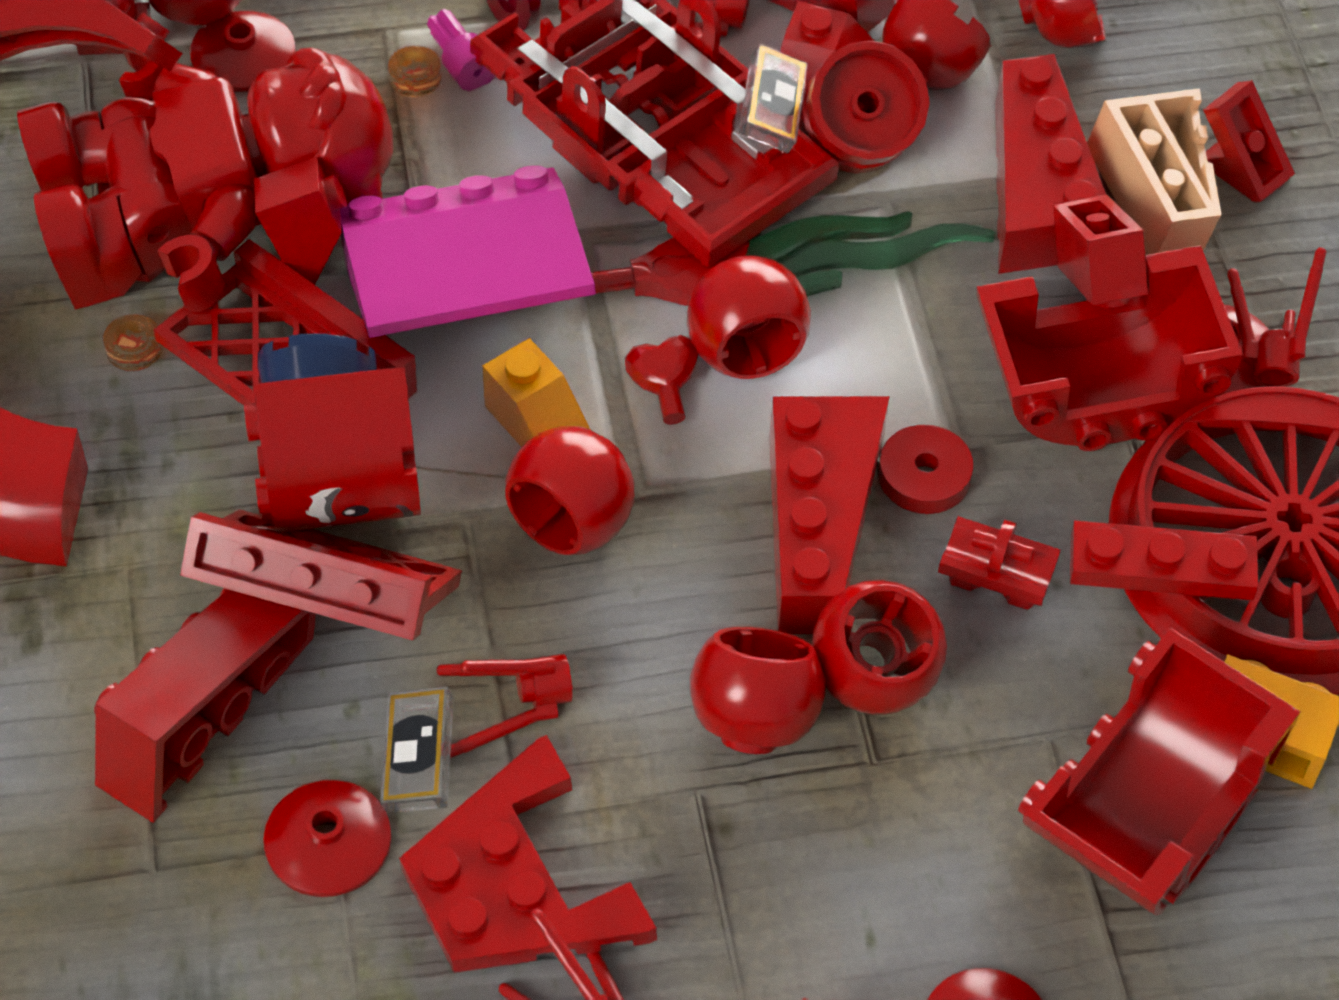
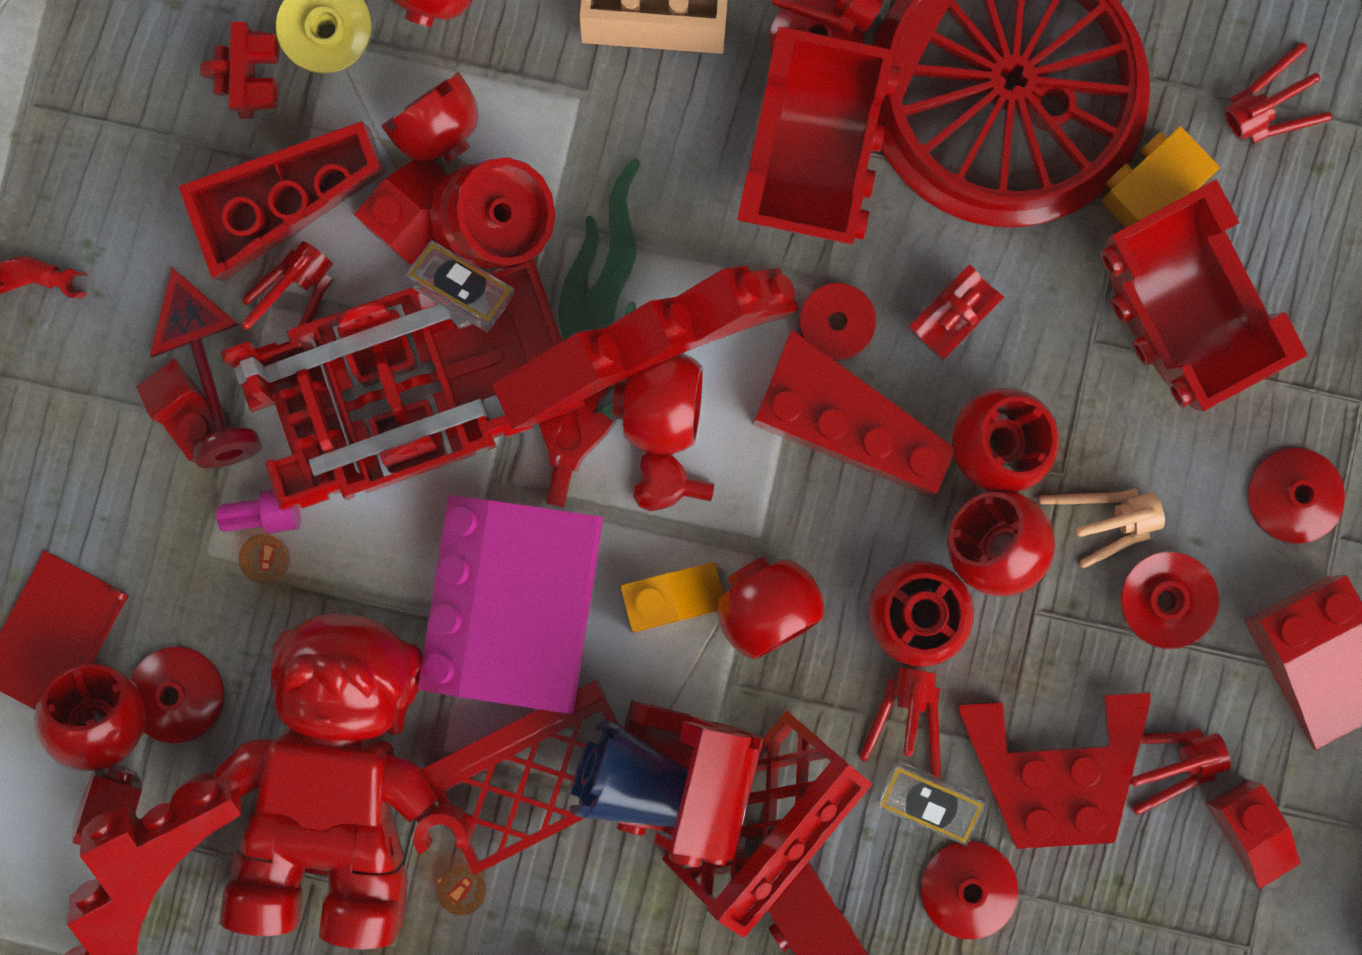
camera: 60 degrees left, 30 degrees up
(301, 214) = (427, 726): red slope -> none
(642, 668) = (945, 583): none -> red wheel
(785, 887) = (1193, 596): none -> red dish
(813, 240) = (648, 335): none -> red arch
(866, 839) = (1135, 516): none -> light nougat plant
(1038, 159) = (598, 91): red wedge -> none
(1101, 250) = (730, 100): red brick -> none
(1164, 560) = (1021, 197): red plate -> none

